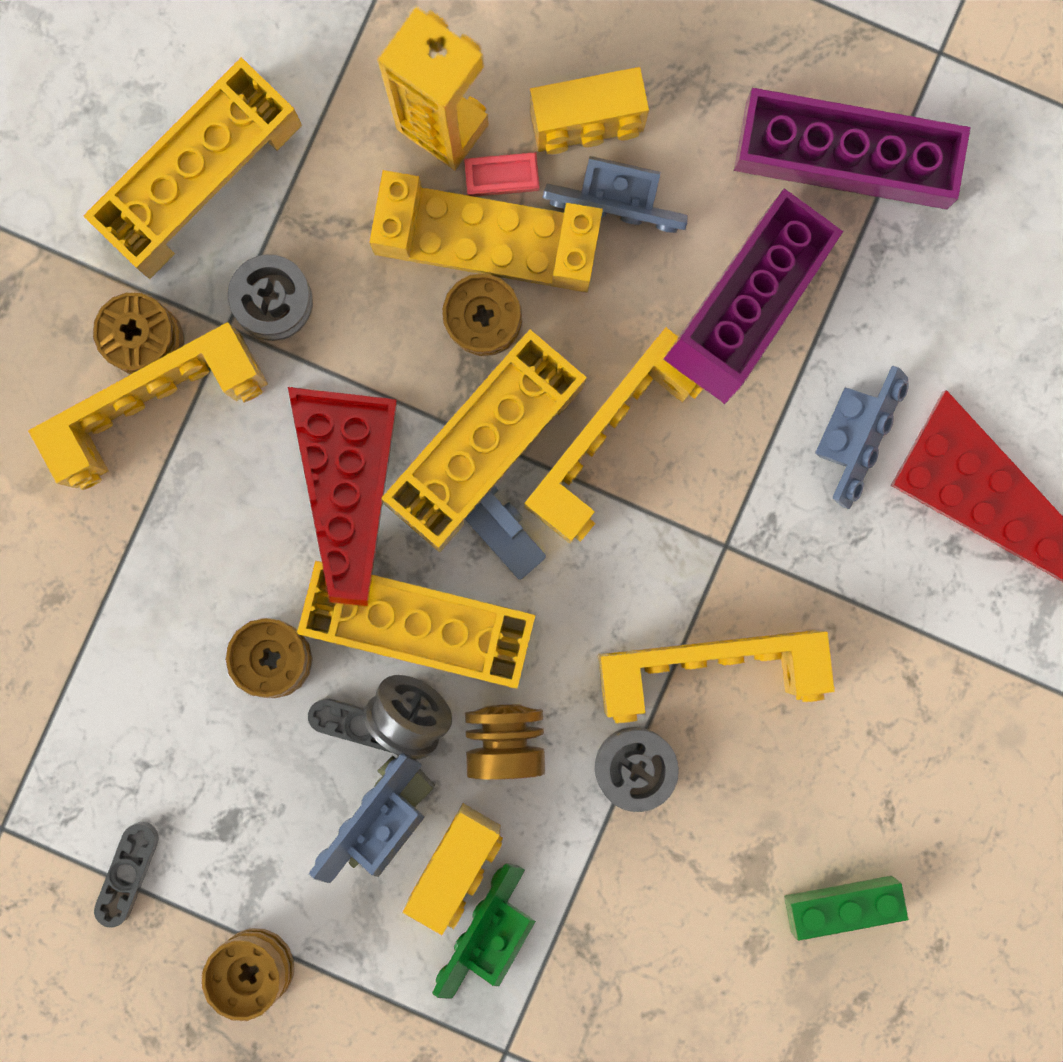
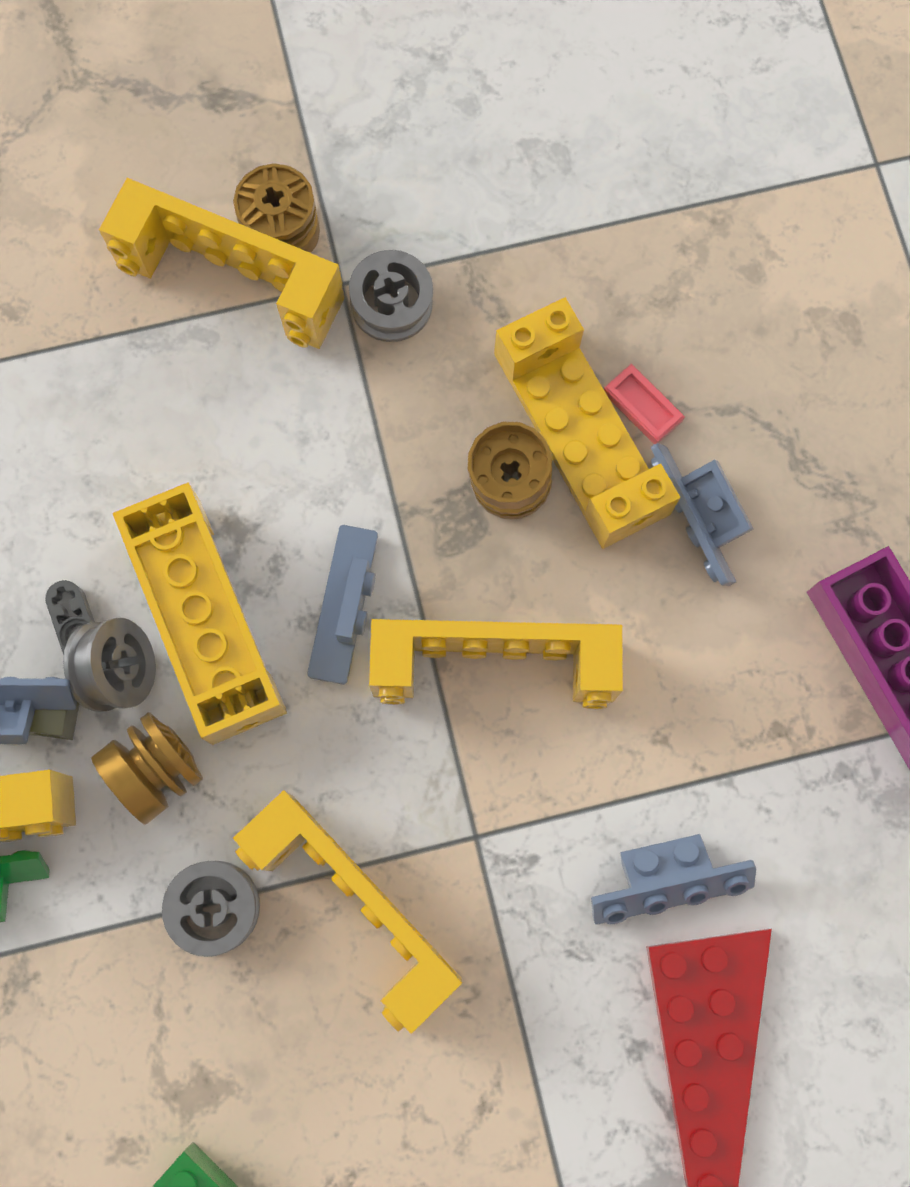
camera: 55 degrees right, 10 degrees down
(191, 165) = (446, 150): yellow plate -> none
(250, 649) = (72, 492): pearl gold wheel -> none
(345, 469) = (284, 457): red wing -> none
(430, 91) = (667, 244): yellow plate -> none
(483, 440) = (402, 546): yellow plate -> none
(589, 110) = (753, 427): yellow brick -> none
(753, 296) = (709, 680): magenta brick -> none

